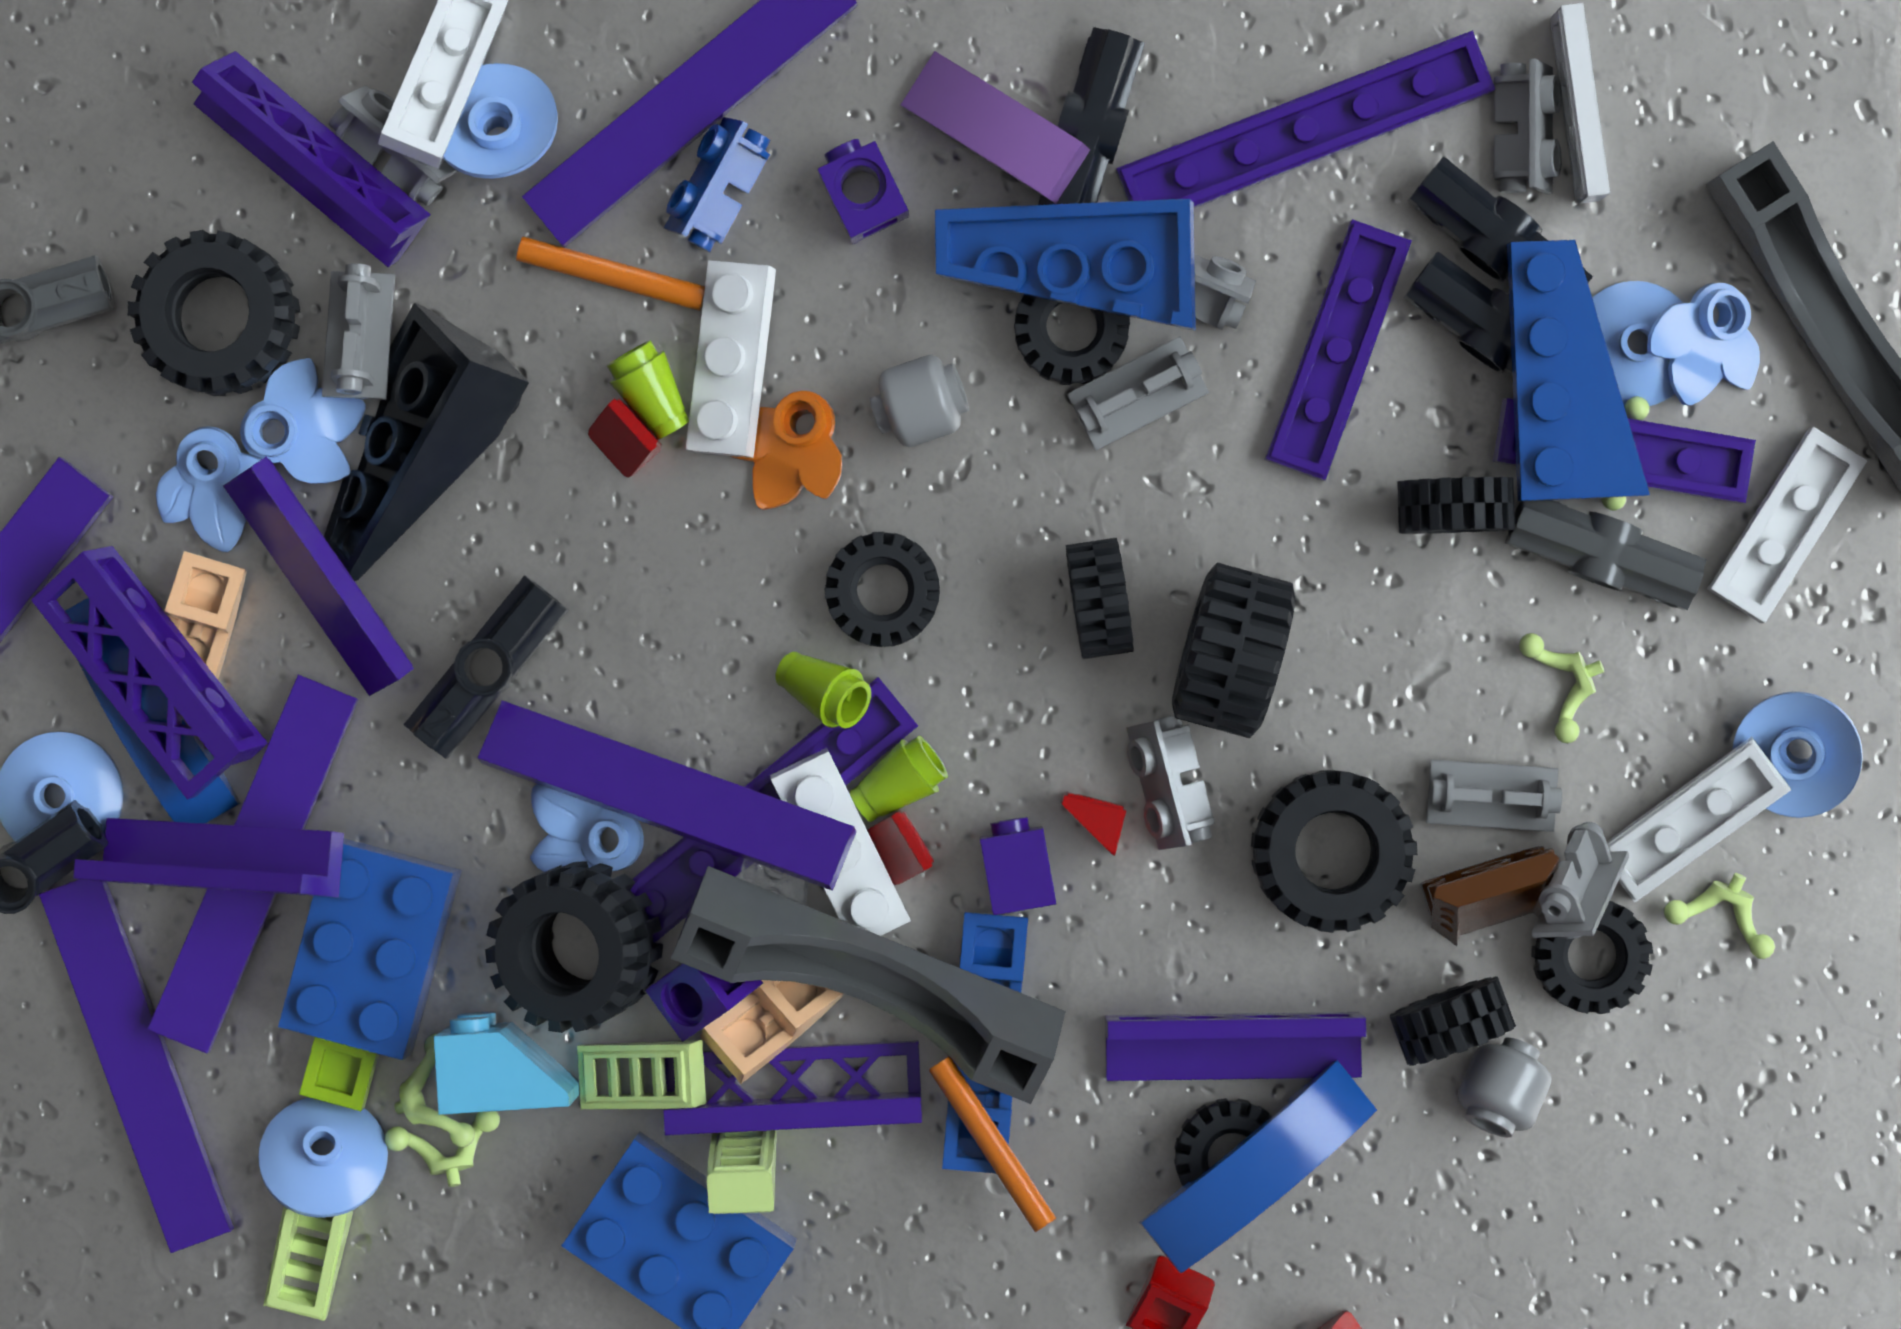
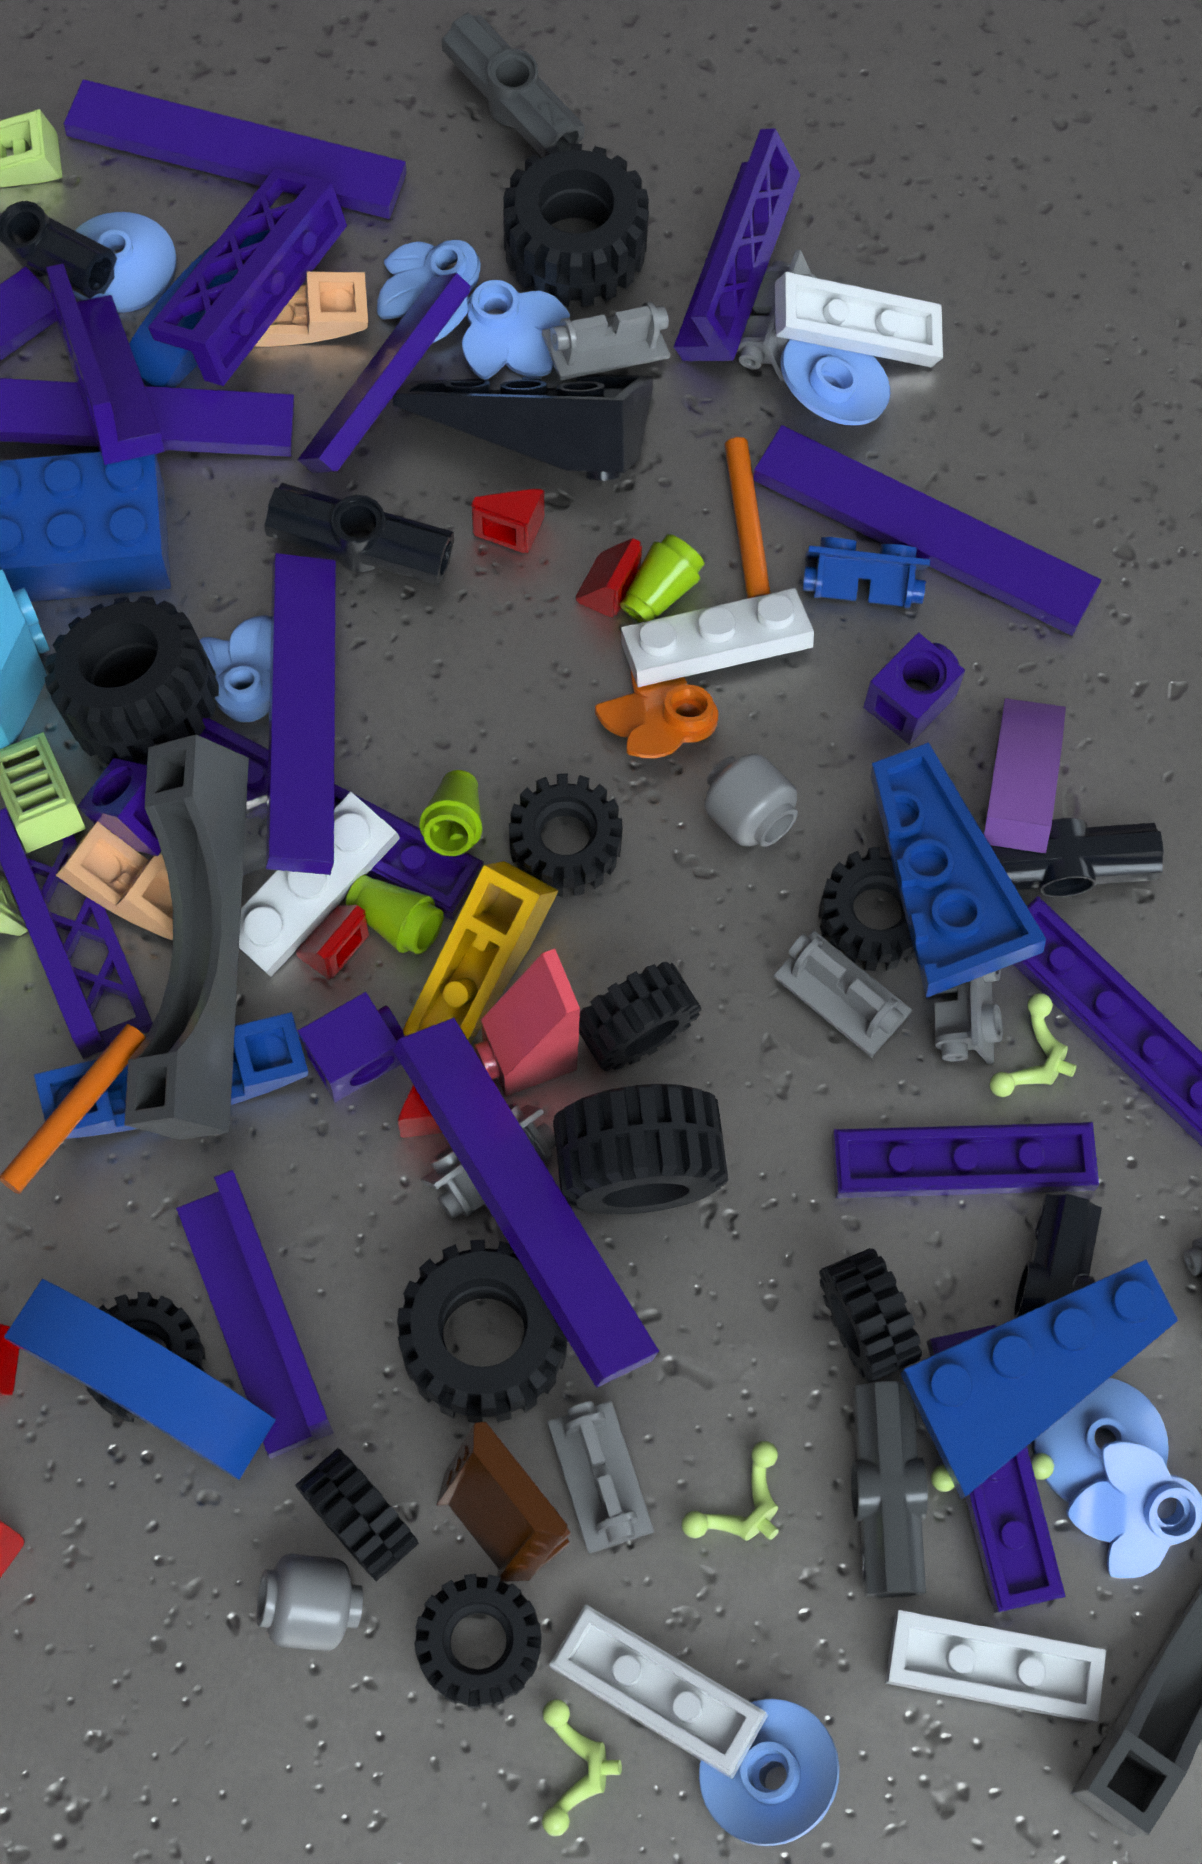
camera: 60 degrees right, 20 degrees down
(527, 512) = (509, 518): none -> red slope
(977, 719) = (483, 949): none -> yellow slope
(1081, 708) = (532, 1028): none -> coral slope
(1224, 217) = (1003, 1083): none -> yellowish green piece
(1240, 773) = (526, 1202): none -> dark purple tile
(1475, 218) = (1150, 1231): black piece -> none
(1580, 885) = (544, 1581): light grey hinge -> none

